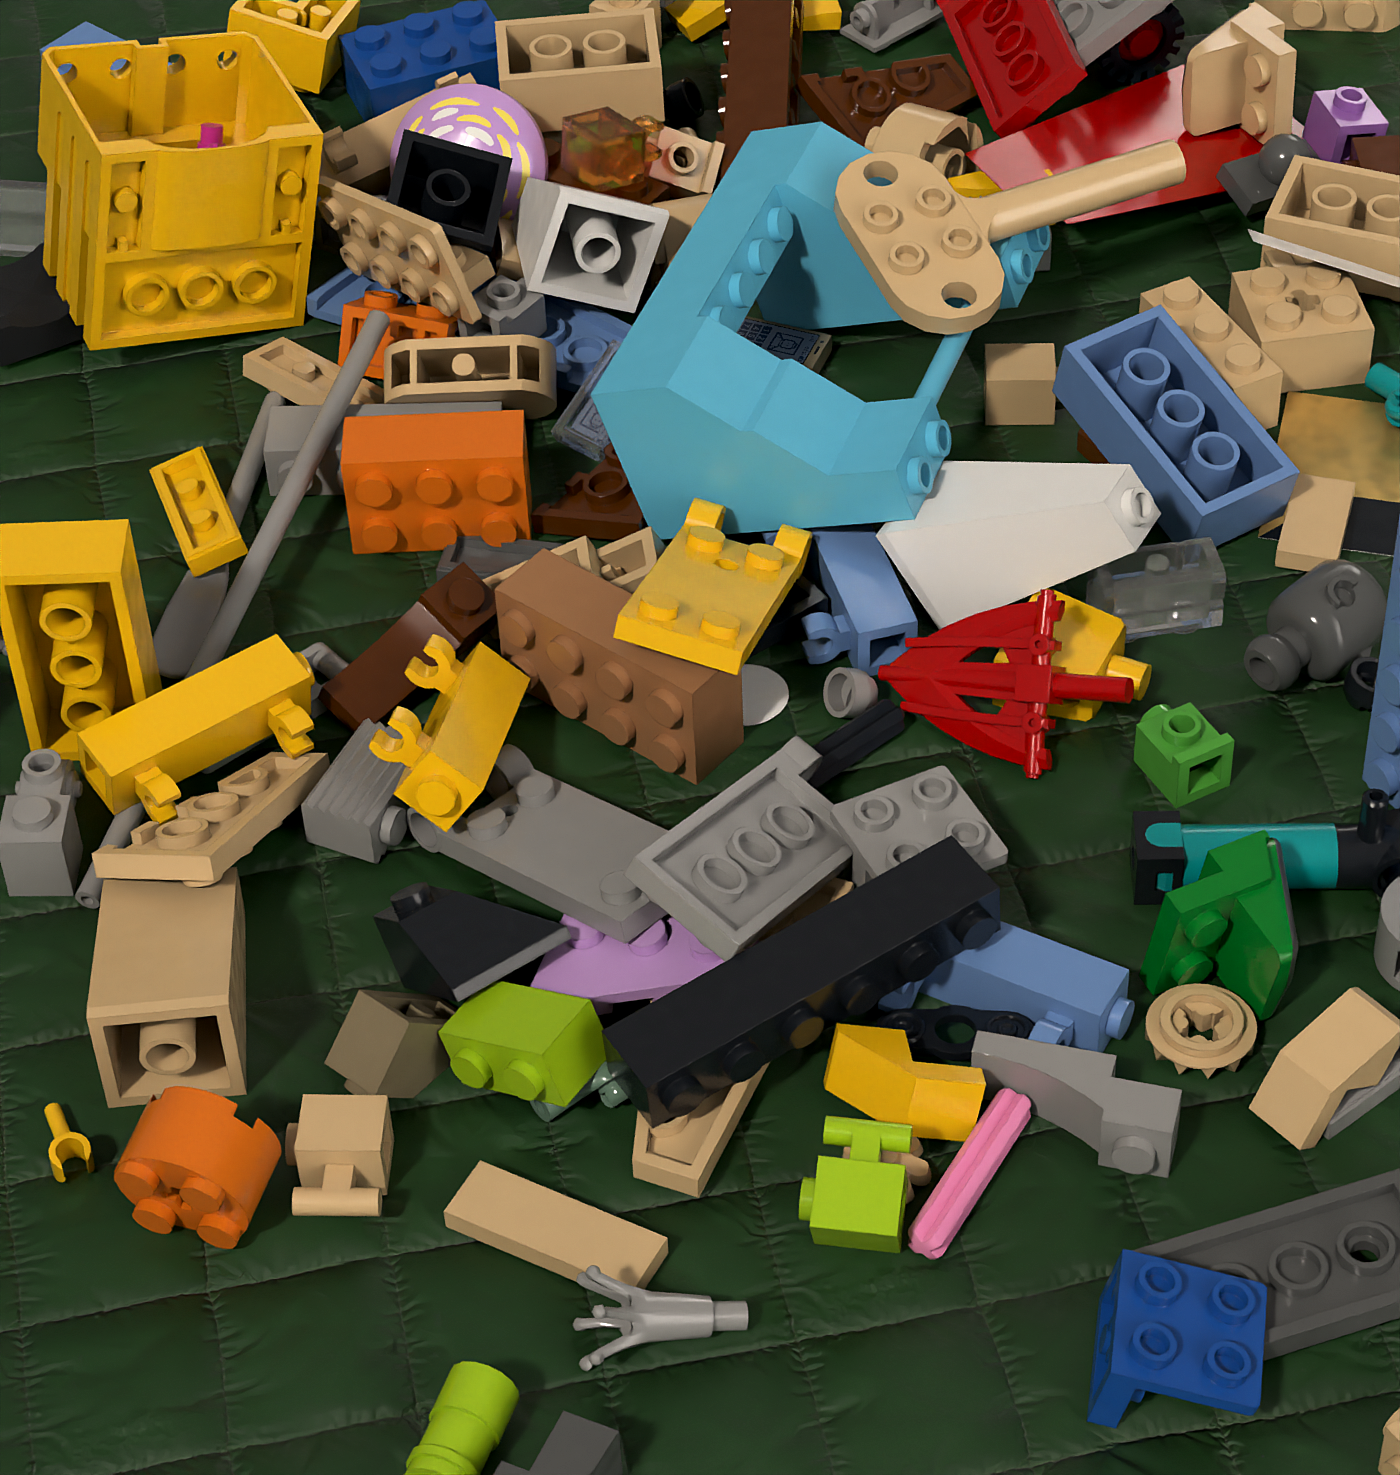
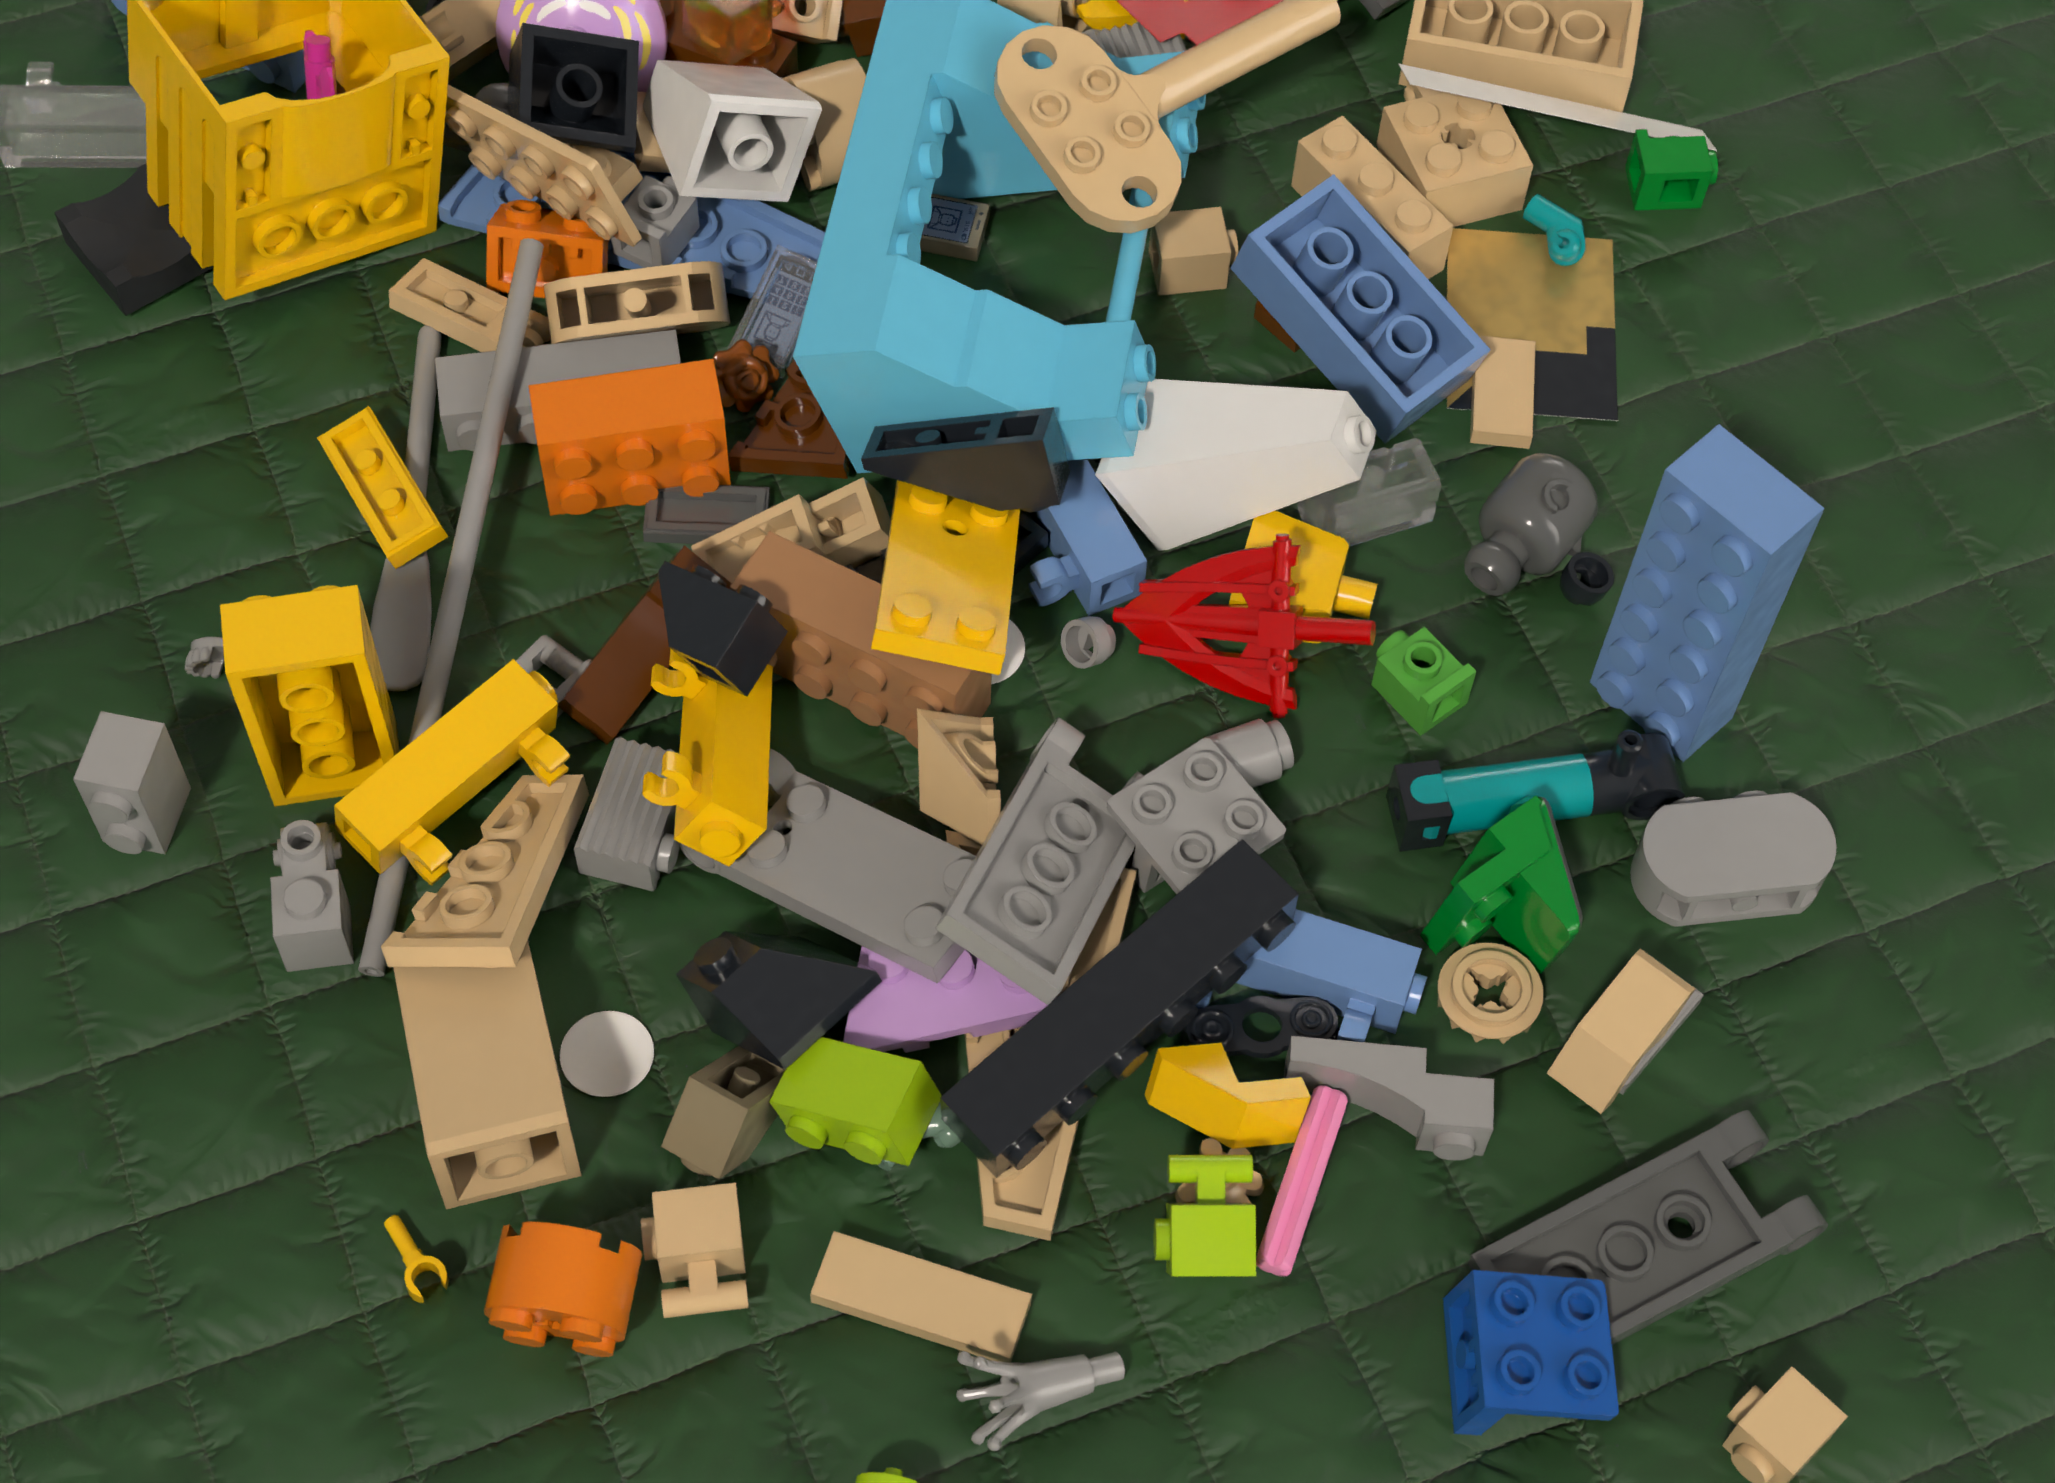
camera: 15 degrees left, 15 degrees up
(296, 994) = (606, 1053): none -> white sticker
(475, 616) = (717, 629): none -> black slope
(560, 449) = (744, 375): none -> dark orange plant
(686, 764) = (958, 772): none -> tan slope
(768, 506) = (982, 459): none -> black slope
(857, 739) = (1095, 700): black axle -> none
(999, 794) = (1256, 750): none -> light grey brick

